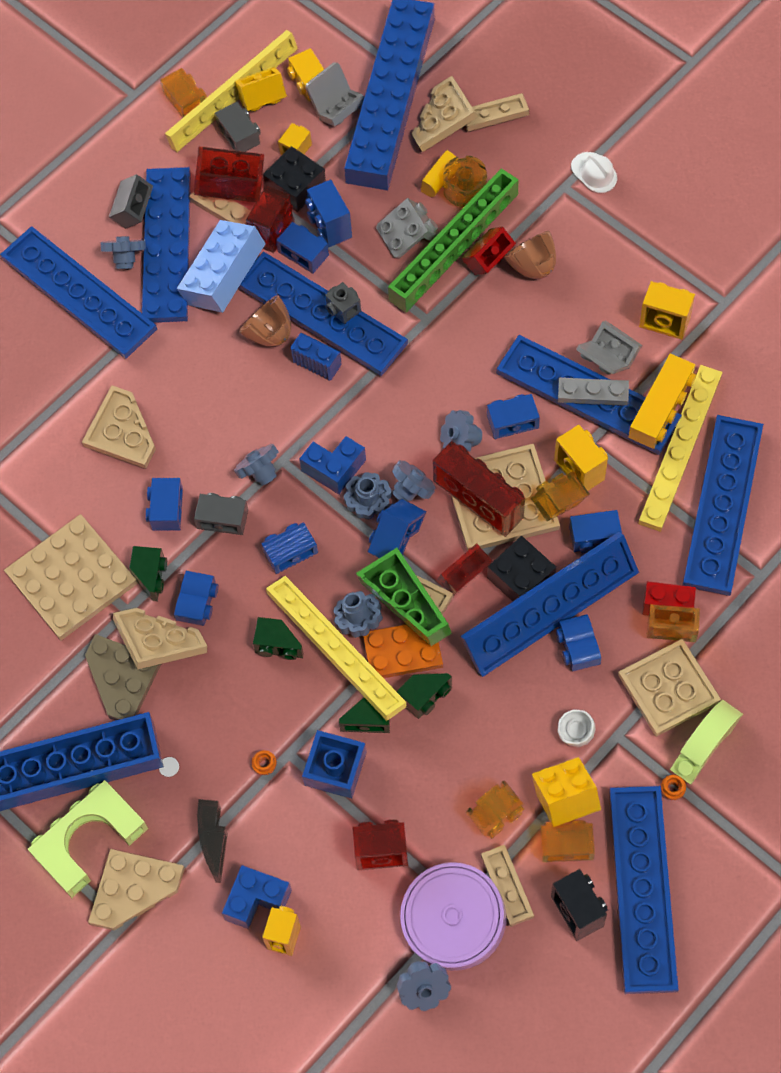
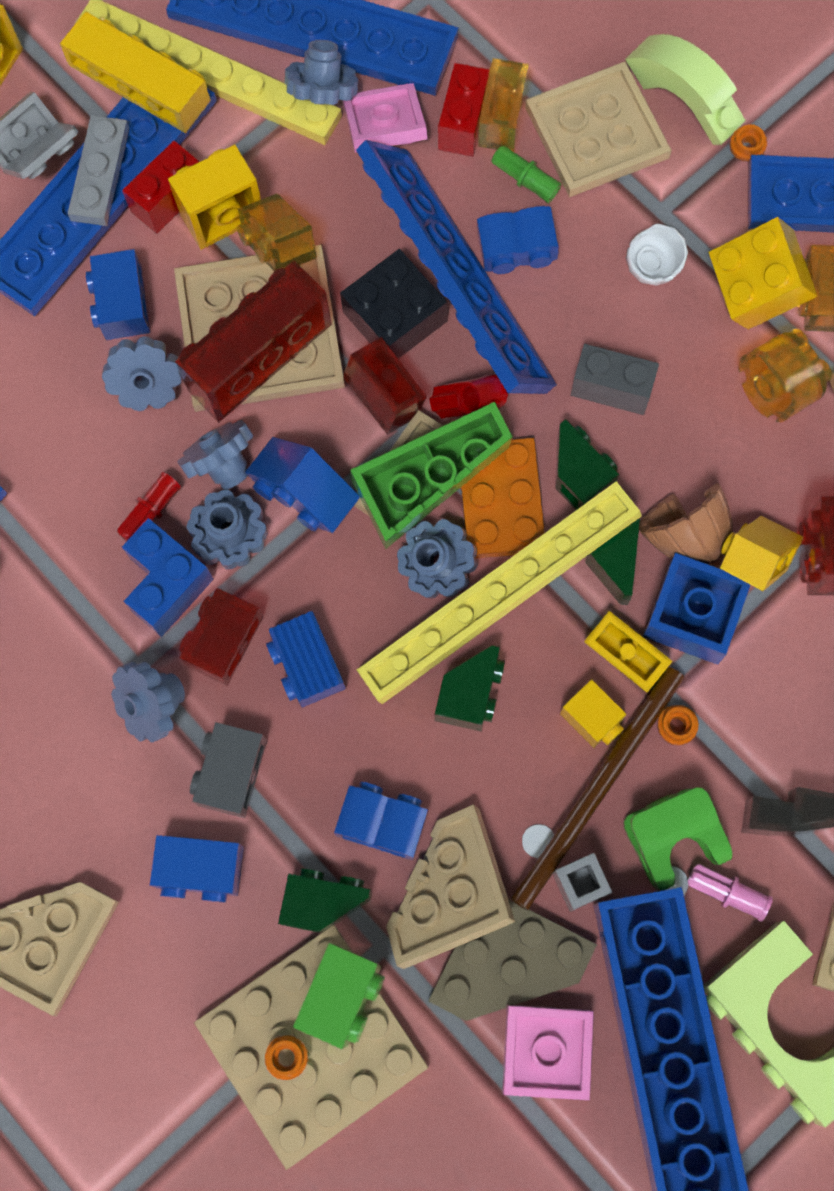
camera: 85 degrees left, 10 degrees up
(58, 554) = (273, 1063): none -> orange plate
(68, 699) = (547, 1052): none -> bright pink plate
(91, 577) = (338, 997): none -> bright green brick
(163, 708) = (581, 882): none -> light grey brick
(163, 797) = (729, 891): none -> bright pink axle
(190, 690) = (536, 839): none -> white sticker
(204, 759) = (669, 820): none -> bright green piece
(223, 718) = (597, 789): none -> reddish brown piece
(265, 711) = (594, 715): none -> yellow brick
(300, 499) = (220, 636): none -> clear red brick
(305, 727) = (628, 651): none -> yellow brick
(371, 796) = (760, 552): none -> yellow brick
(378, 452) = (149, 505): none -> red axle
(385, 755) = (695, 535): none -> nougat hair
(460, 617) = (467, 396): none -> red piece
(485, 707) = (614, 379): none -> dark grey brick
(593, 529) = (336, 198): blue brick -> none
(601, 431) = (150, 192): none -> red brick
(629, 645) = (526, 174): none -> bright green axle
(655, 552) = (386, 116): none -> bright pink plate
(676, 511) = (321, 75): none -> sand blue plant

